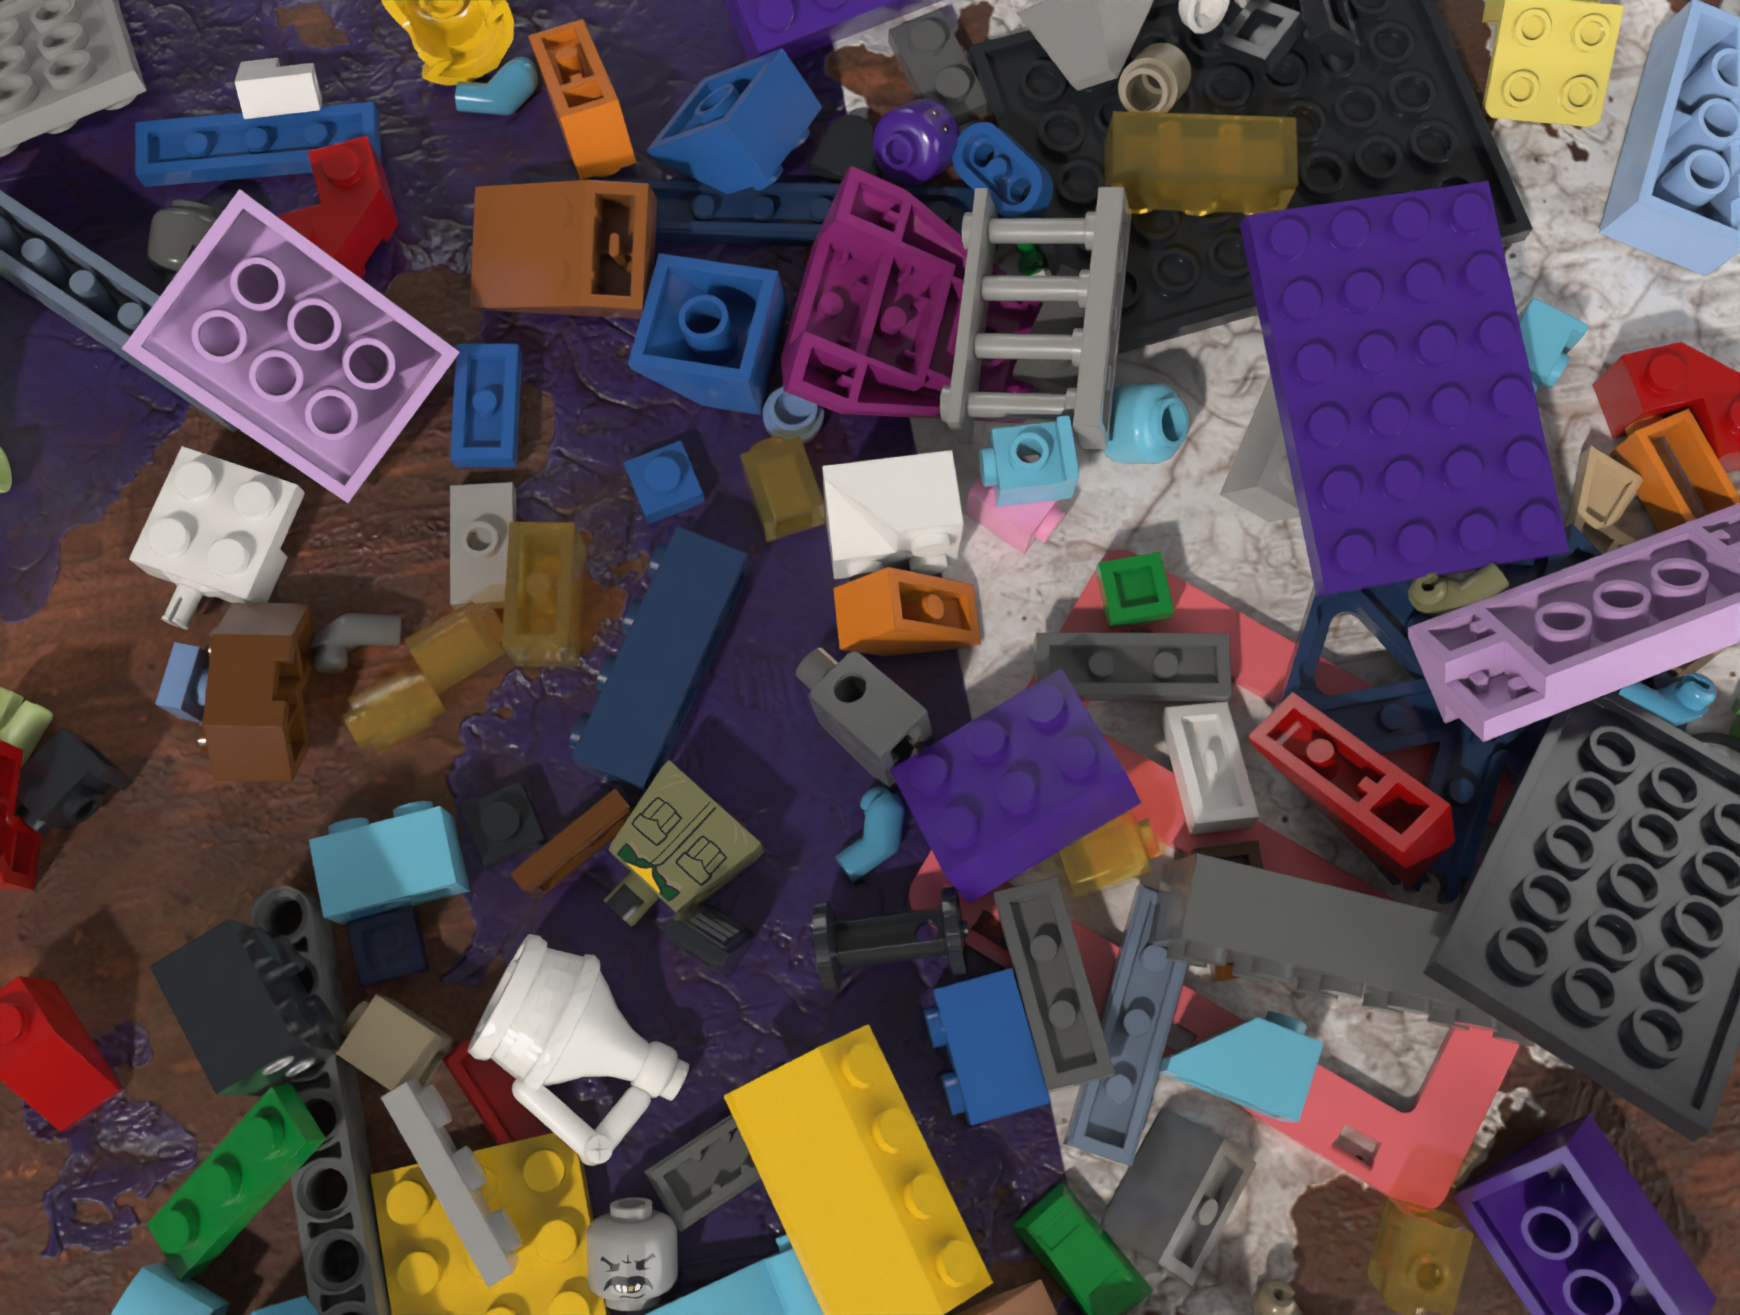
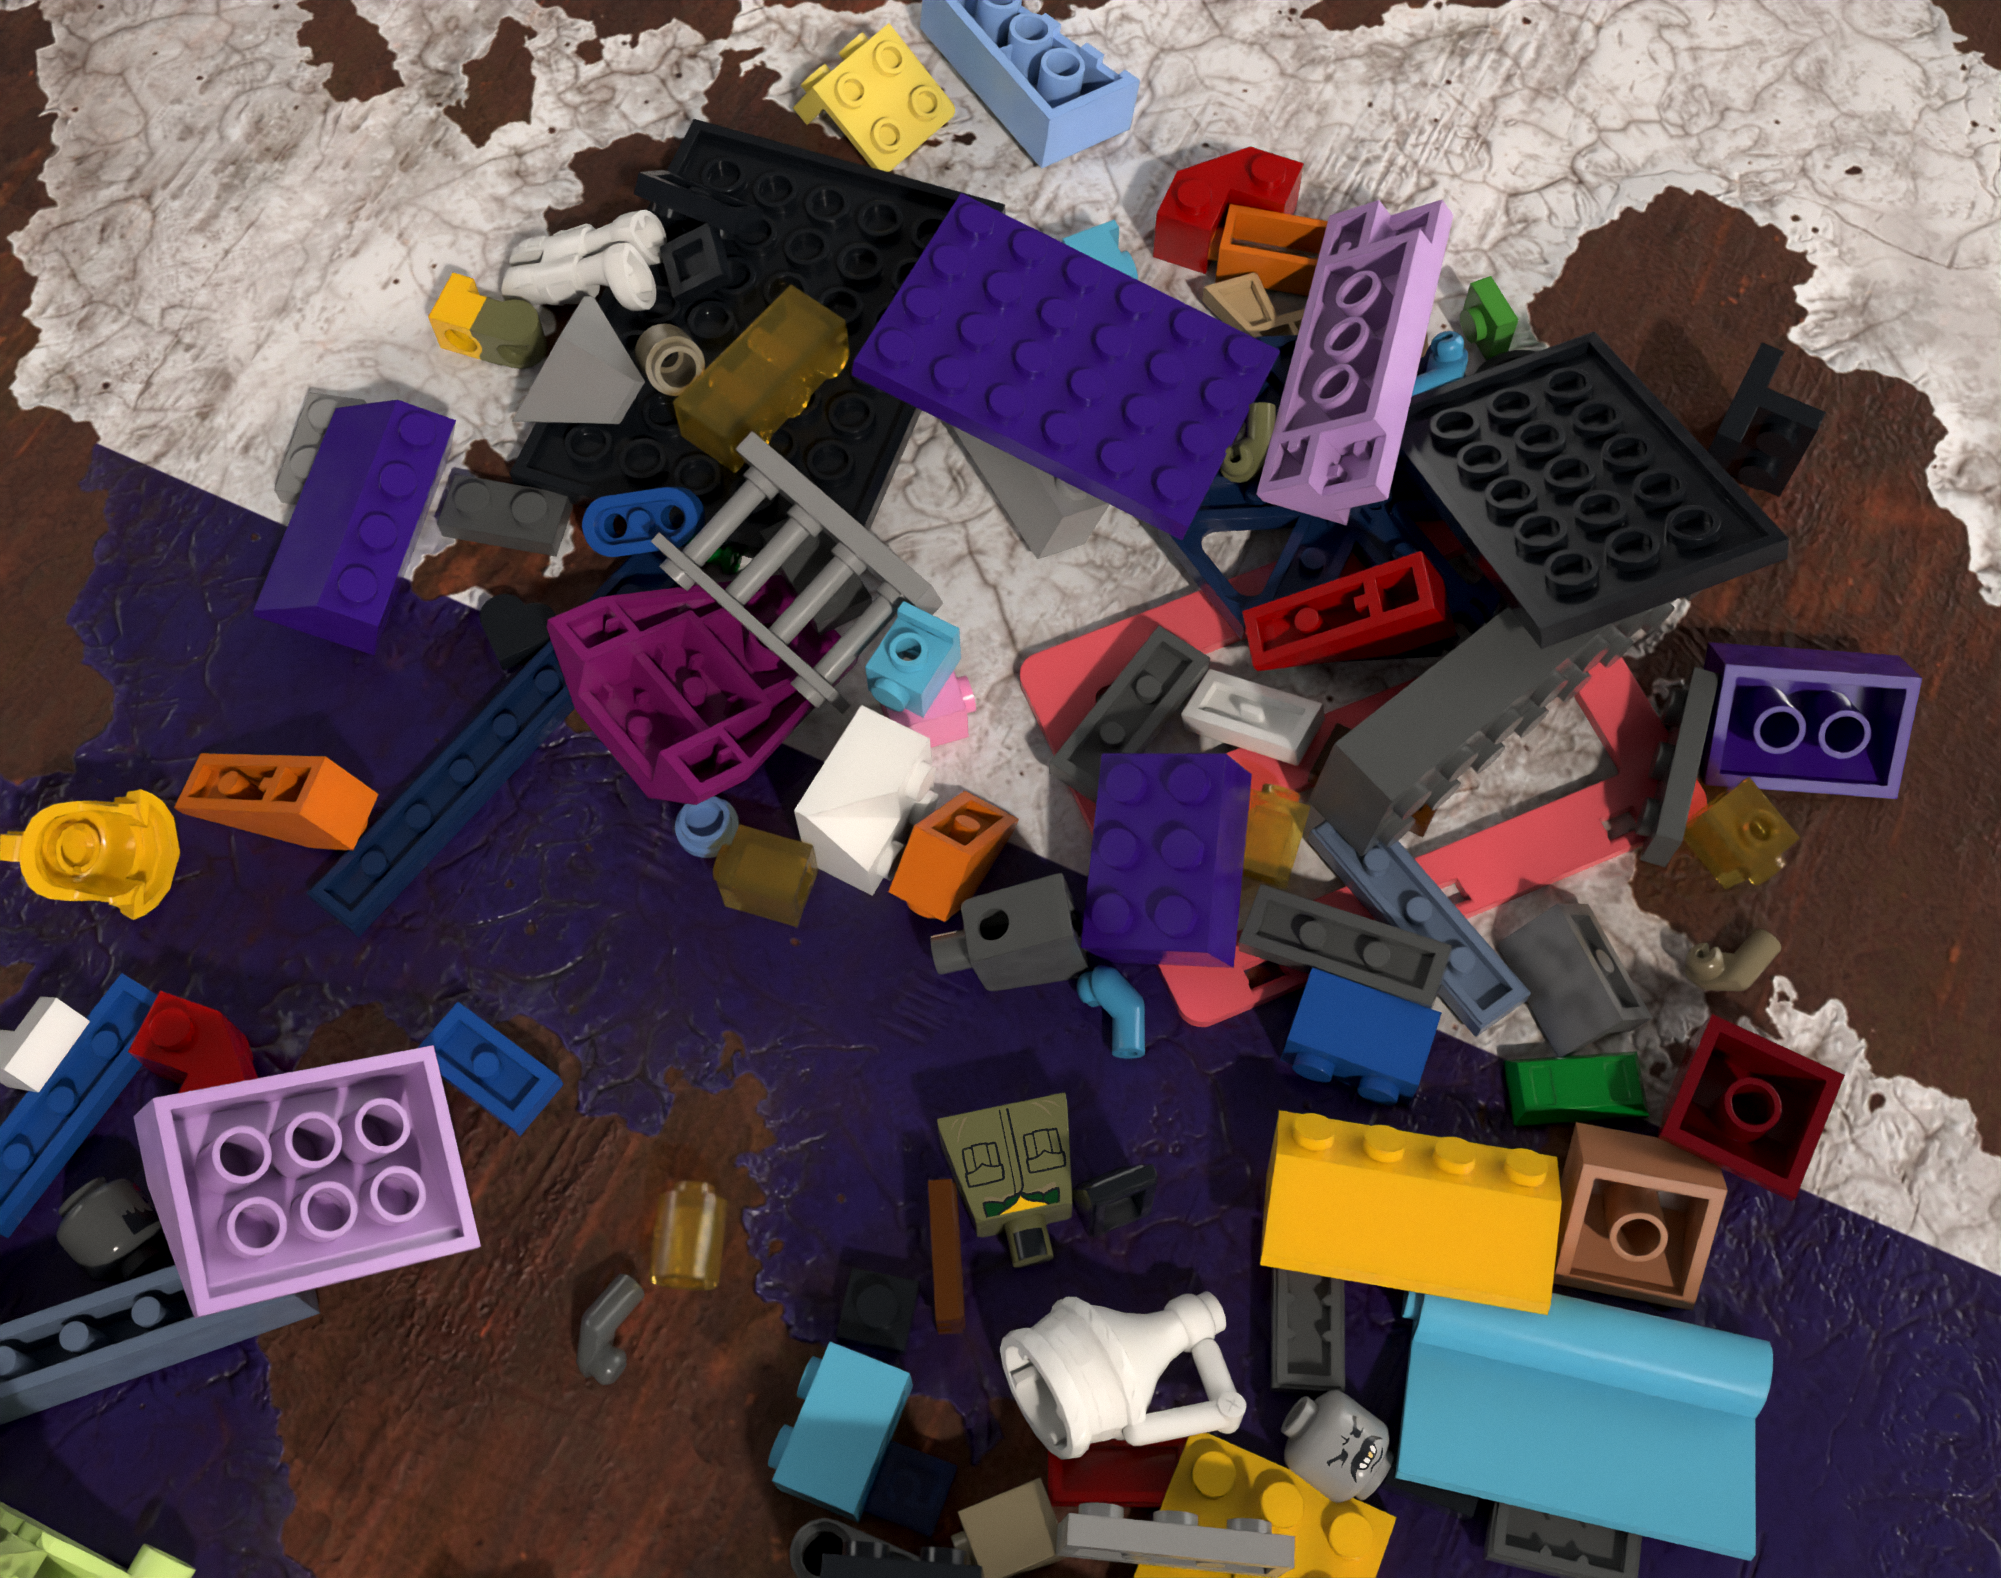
camera: 50 degrees left, 10 degrees down
(185, 682) = (534, 1503): medium blue plate -> none
(216, 533) = (409, 1387): white plate -> none
(253, 692) = (596, 1441): reddish brown brick -> none
(393, 710) = (703, 1335): clear yellow brick -> none
(480, 542) = (611, 1159): light grey plate -> none
(503, 93) = (210, 863): dark azure arm -> none
(543, 594) = (707, 1127): clear yellow brick -> none
(564, 248) = (407, 902): dark orange slope -> none
(661, 660) = (841, 1075): dark blue brick -> none
(664, 482) = (679, 970): blue plate -> none
(711, 331) = (586, 833): blue slope -> none
(739, 125) = (420, 690): blue slope -> none
(888, 938) = (1218, 1047): black hose -> none
(915, 141) = (558, 567): dark purple head -> none
(1134, 590) = (1069, 670): green plate -> none
(1146, 424) = (947, 561): medium azure head -> none
(1252, 1064) = (1513, 847): medium azure slope -> none
(1442, 1160) = (1676, 766): none -> dark grey plate

